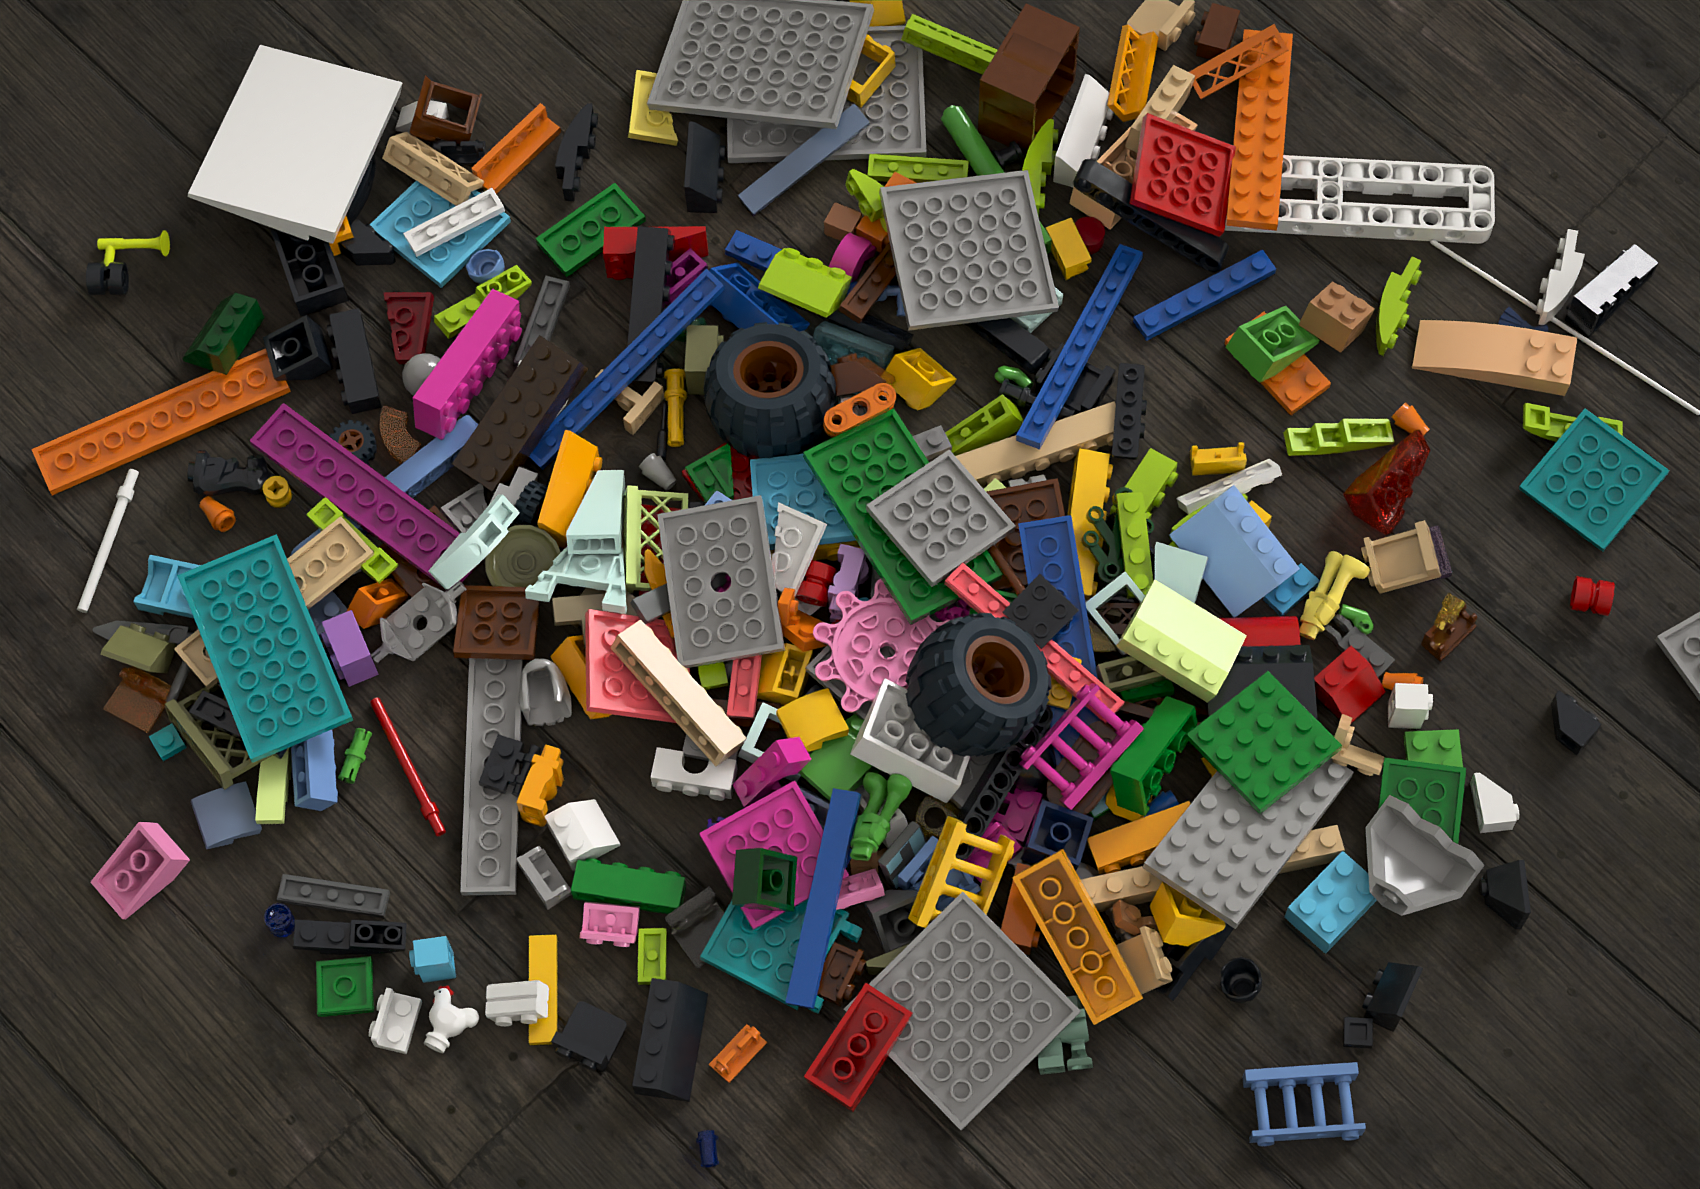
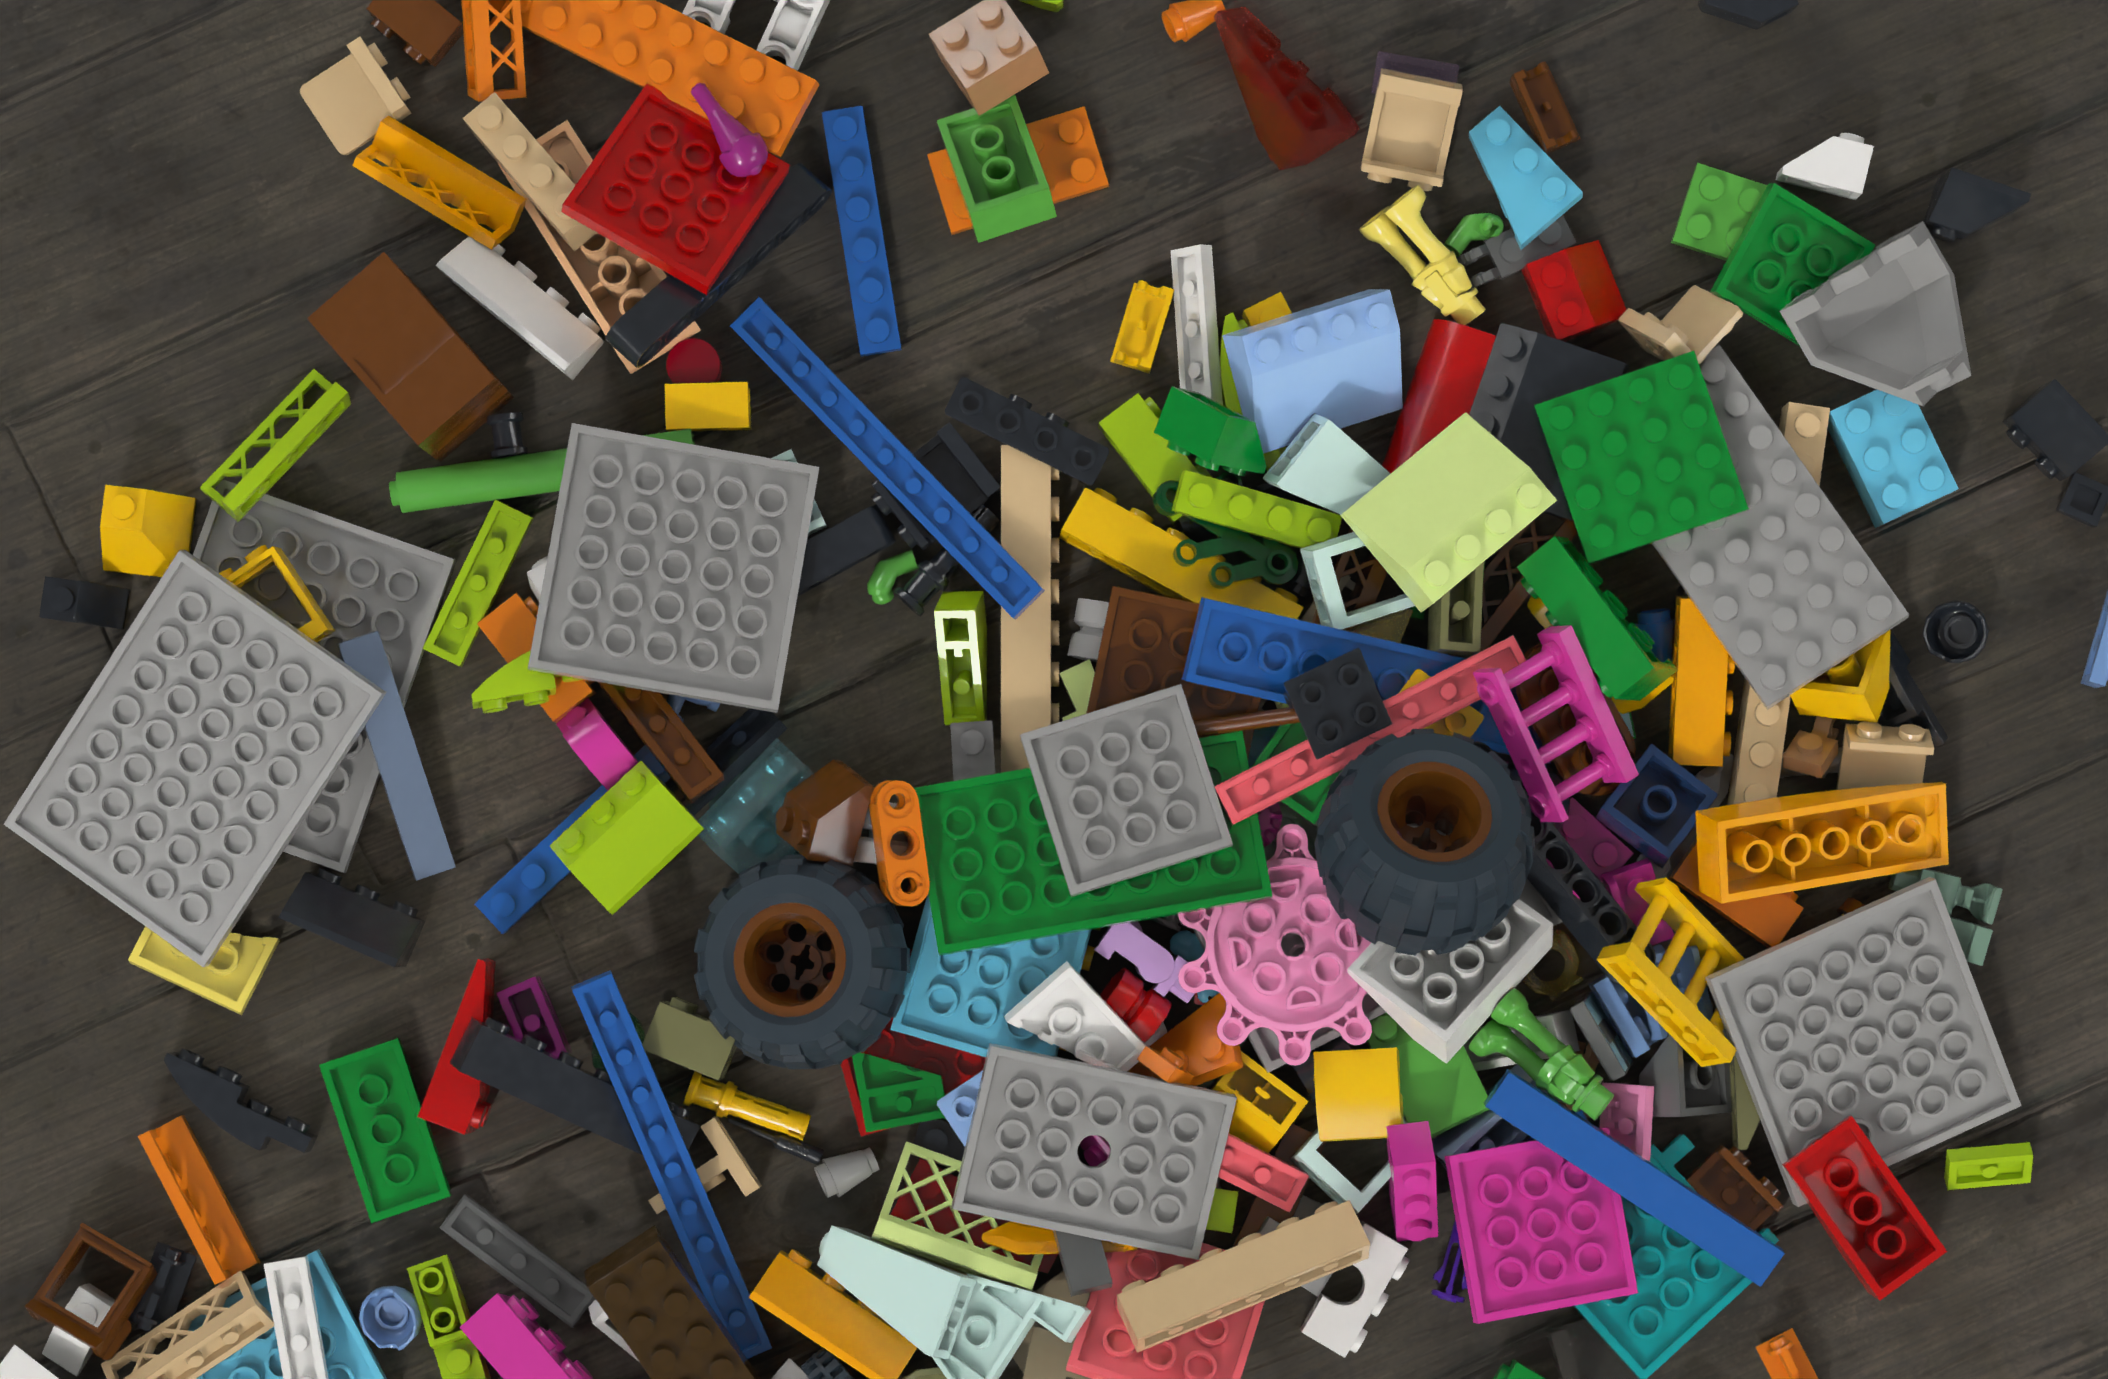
camera: 70 degrees left, 20 degrees up
(746, 304) = (587, 940): blue slope -> none
(764, 880) = (1585, 1256): dark green slope -> none
(841, 221) = (529, 735): nougat panel -> none
(914, 1123) = (1988, 1166): none -> lime plate
(919, 378) = (840, 718): yellow slope -> none
(1040, 160) = (534, 389): lime slope -> none
(1170, 500) = (1210, 432): none -> green slope
(1219, 198) = (741, 149): none -> magenta piece
(1291, 591) = (1389, 278): dark azure plate -> none
(1338, 437) = (1176, 133): lime slope -> none
(1391, 678) = (1600, 210): orange cone -> none
(1401, 631) = (1523, 176): none -> medium azure wing
(1409, 705) = (1647, 220): white brick -> none
(1449, 611) = (1538, 103): clear yellow plate -> none

